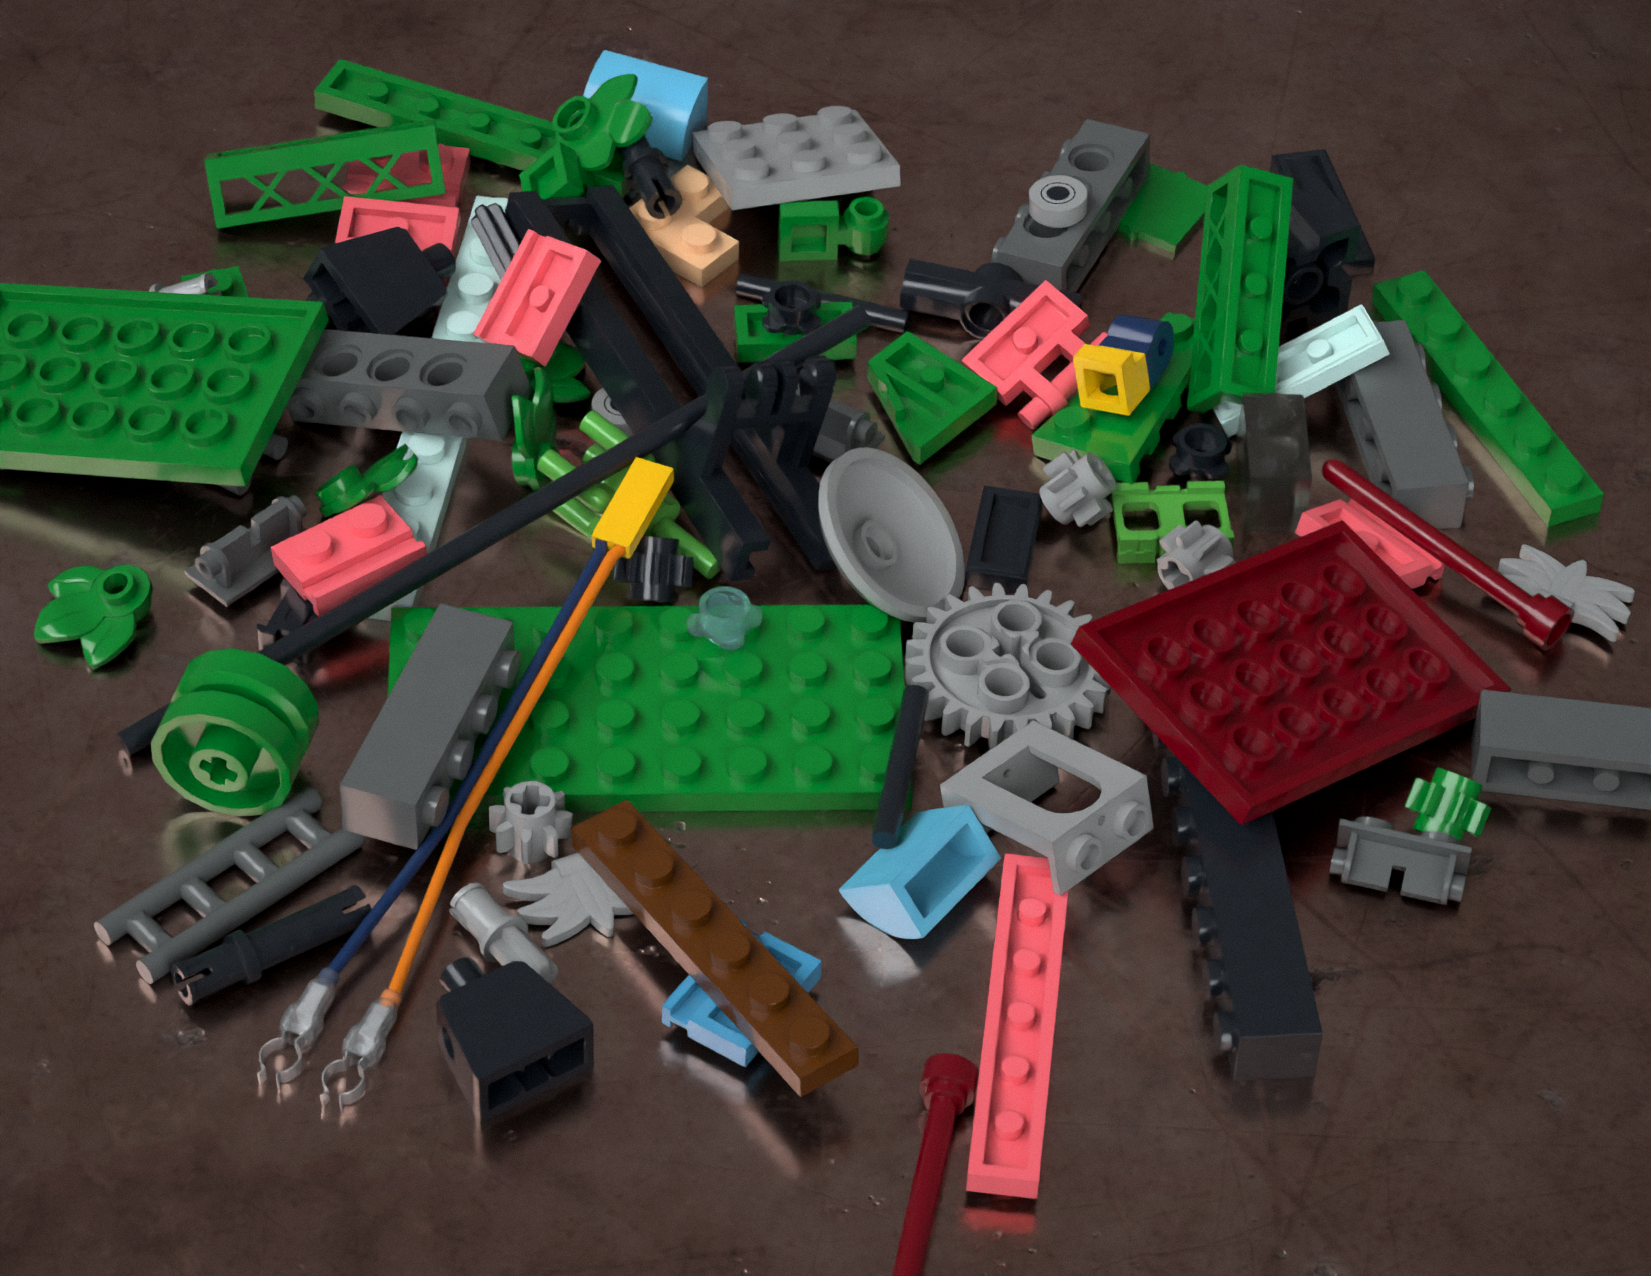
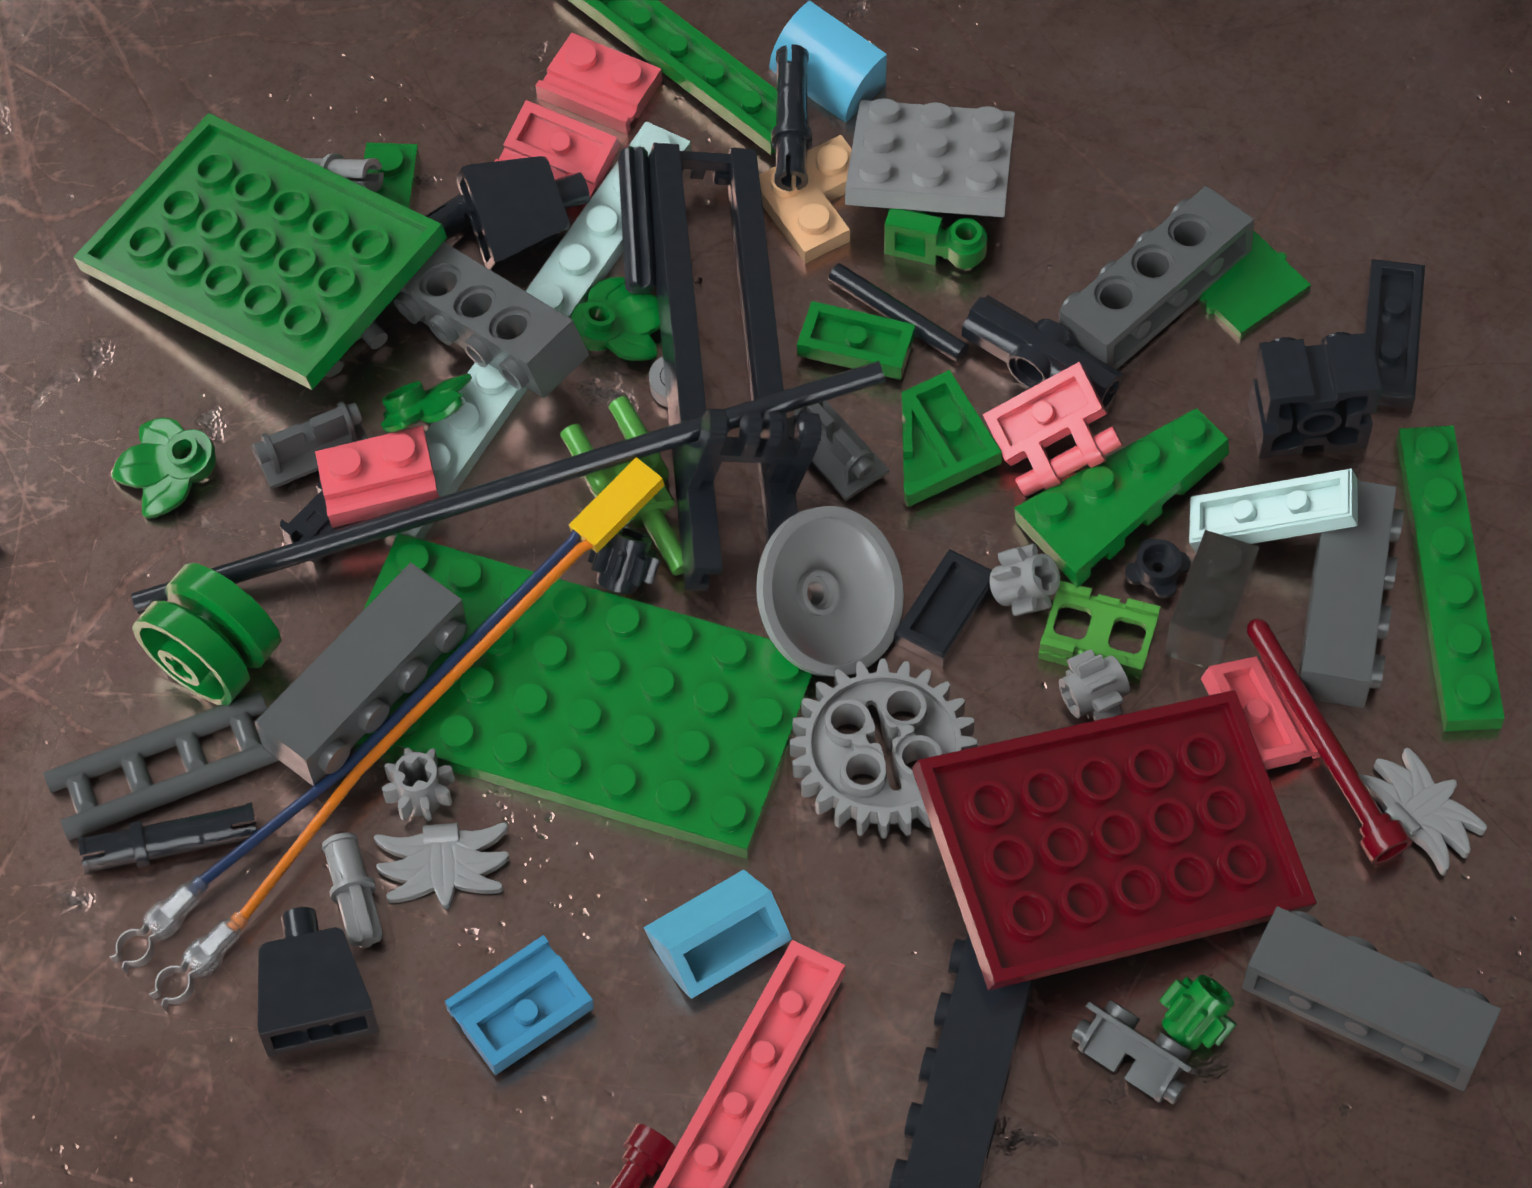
camera: 25 degrees right, 15 degrees up
(322, 151) = (522, 49): green fence -> none
(534, 432) = (583, 393): green plate -> none
(537, 296) = (629, 261): coral plate -> none
(557, 175) = (713, 128): green tile -> none
(602, 122) = (767, 84): green plate -> none
(715, 948) = (506, 963): reddish brown plate -> none
(724, 617) = (654, 619): clear light blue plate -> none
(791, 308) = (857, 312): black plate -> none
(899, 767) = (739, 827): black bar -> none
(1026, 766) = (828, 865): light grey panel -> none
(1058, 201) = (1132, 275): light grey tile -> none
(1128, 357) = (1113, 467): yellow leg -> none
(1240, 287) = (1244, 425): green fence -> none

